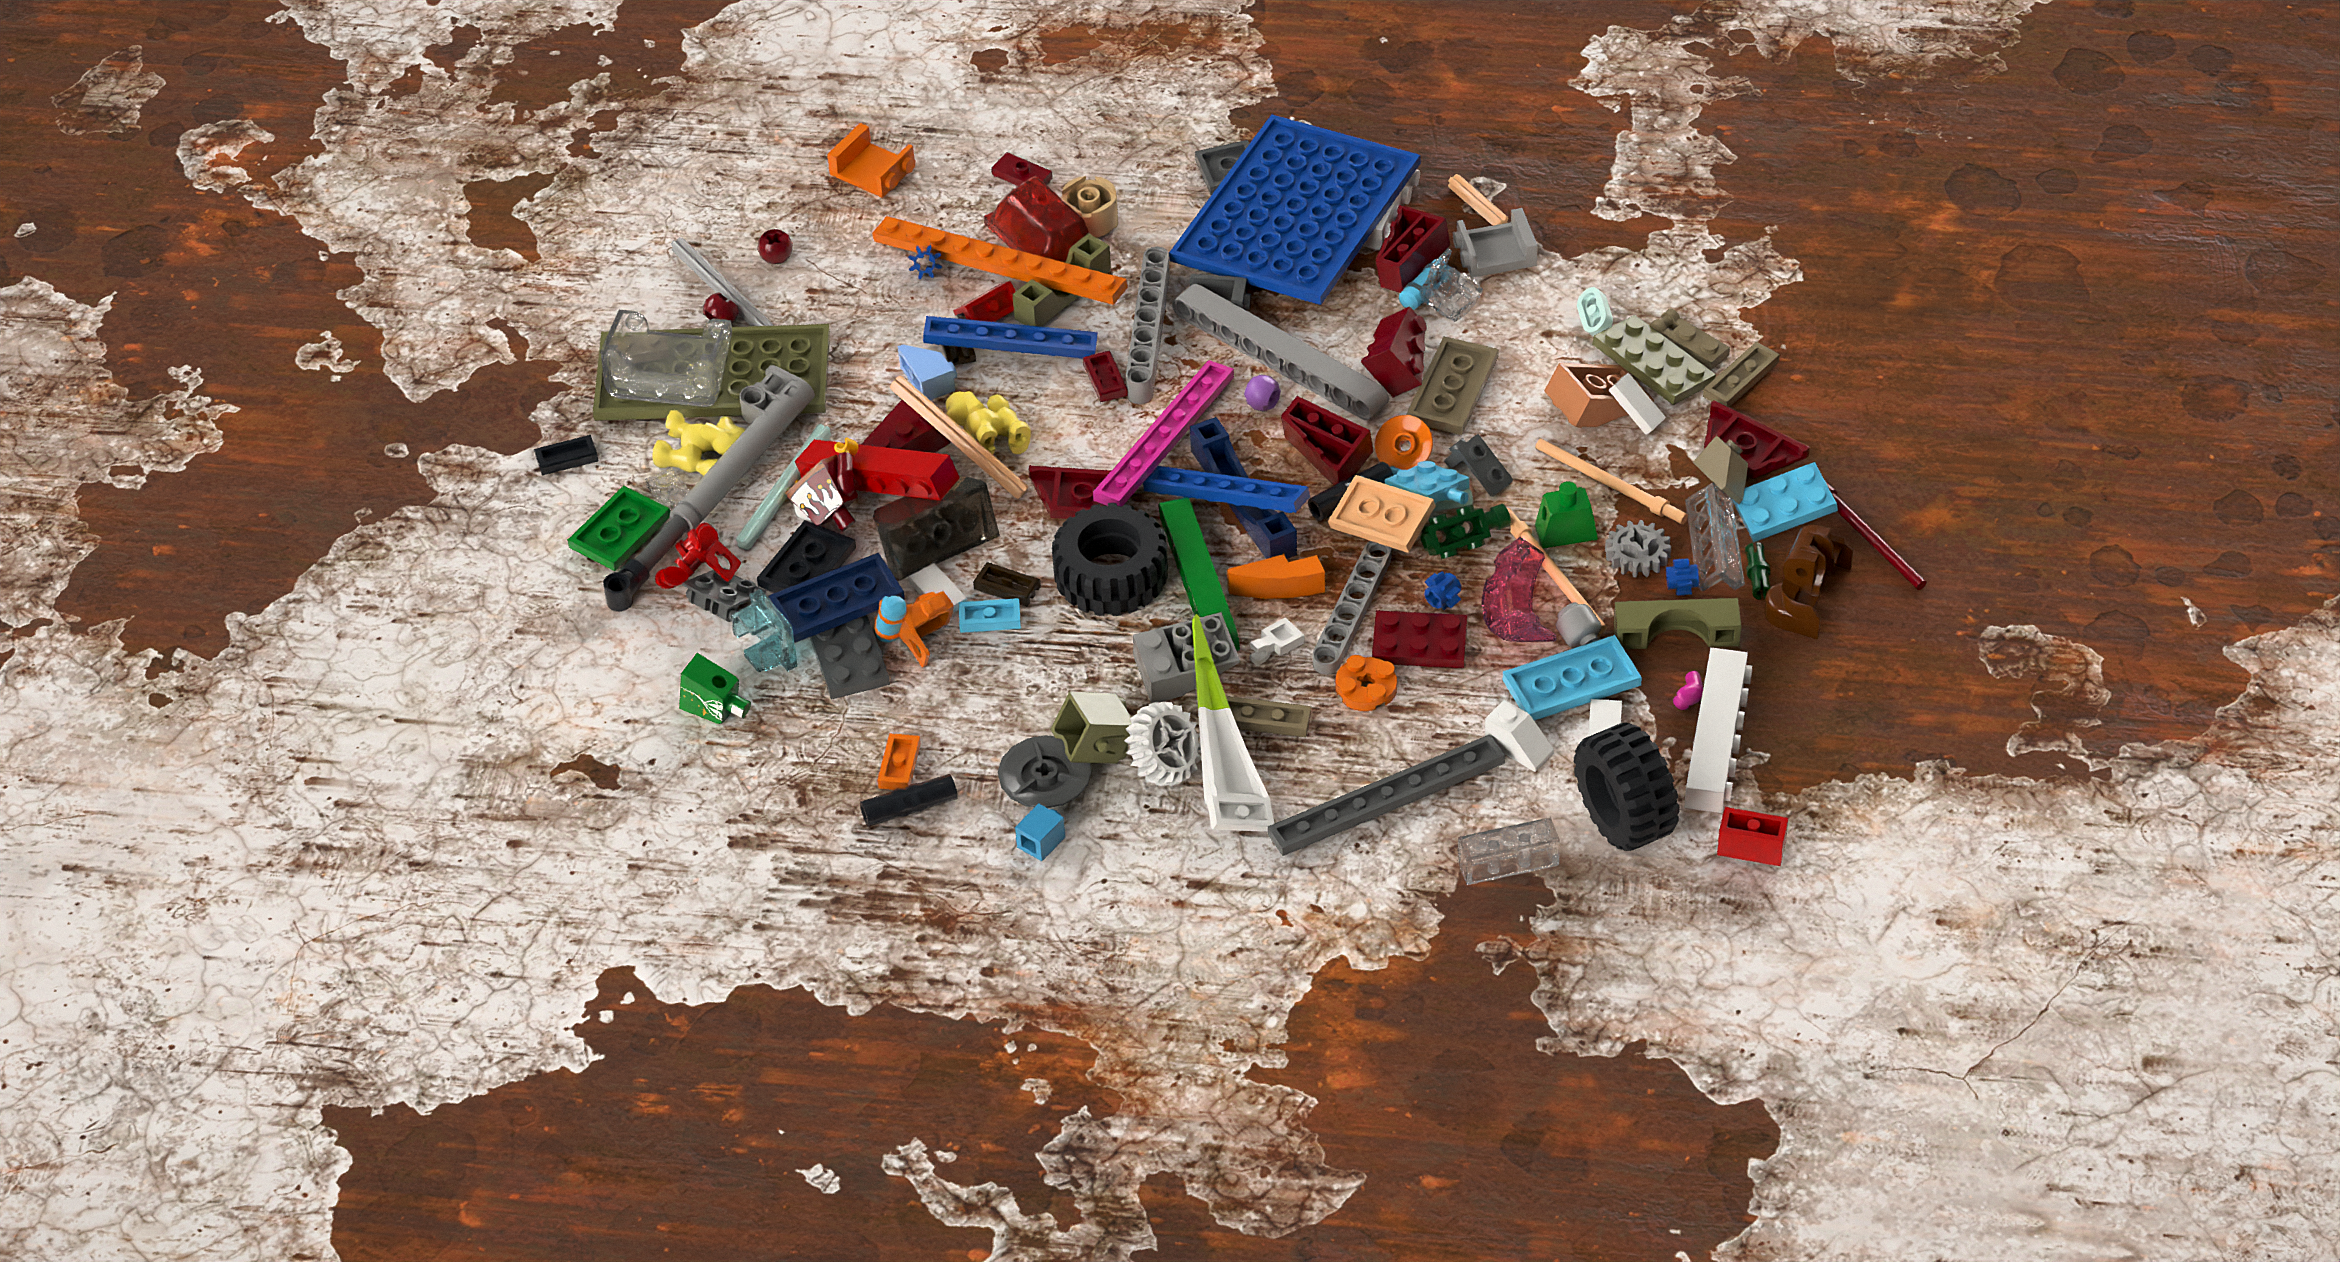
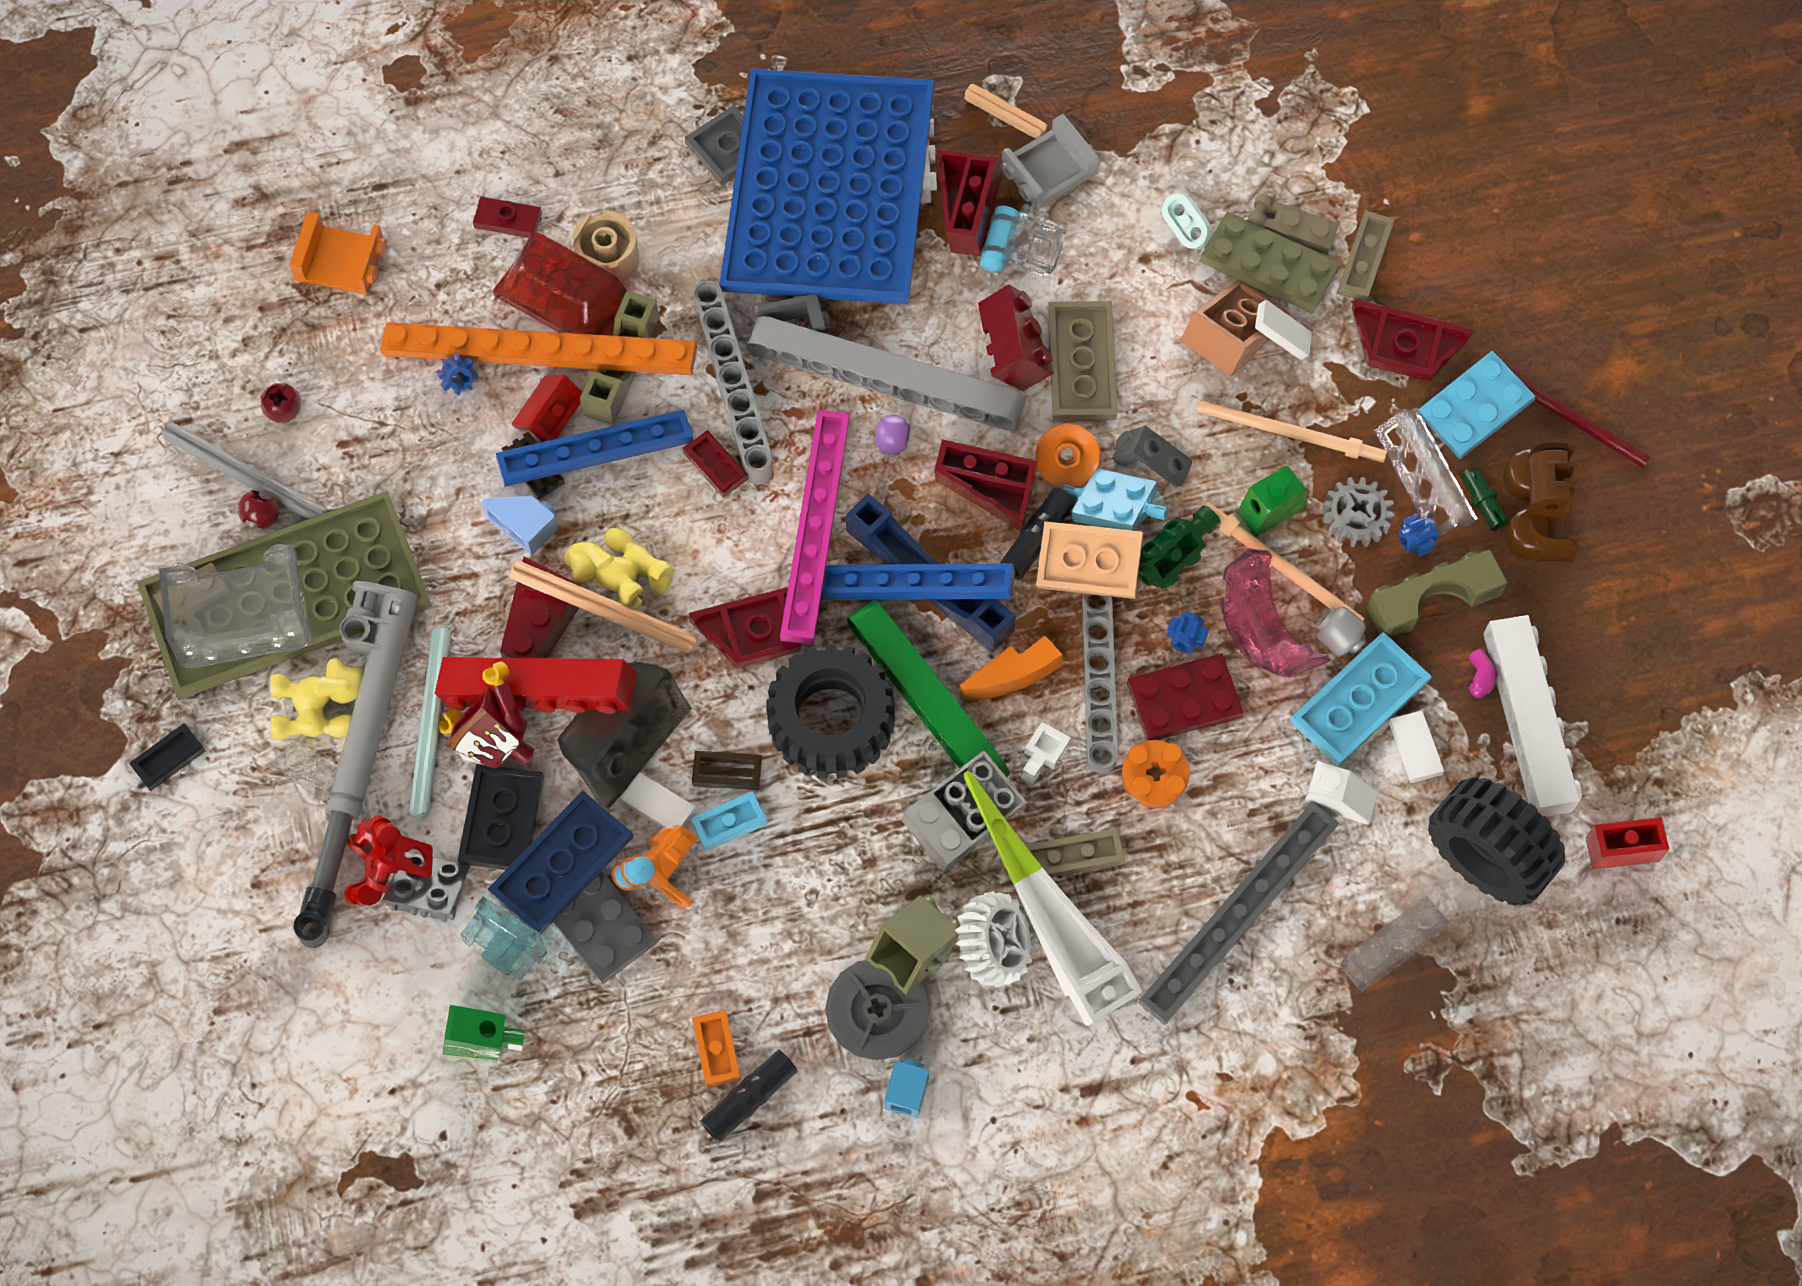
camera: 25 degrees left, 20 degrees up
(619, 528) = (272, 840): green plate -> none
(1724, 467) = (1407, 387): dark tan slope -> none

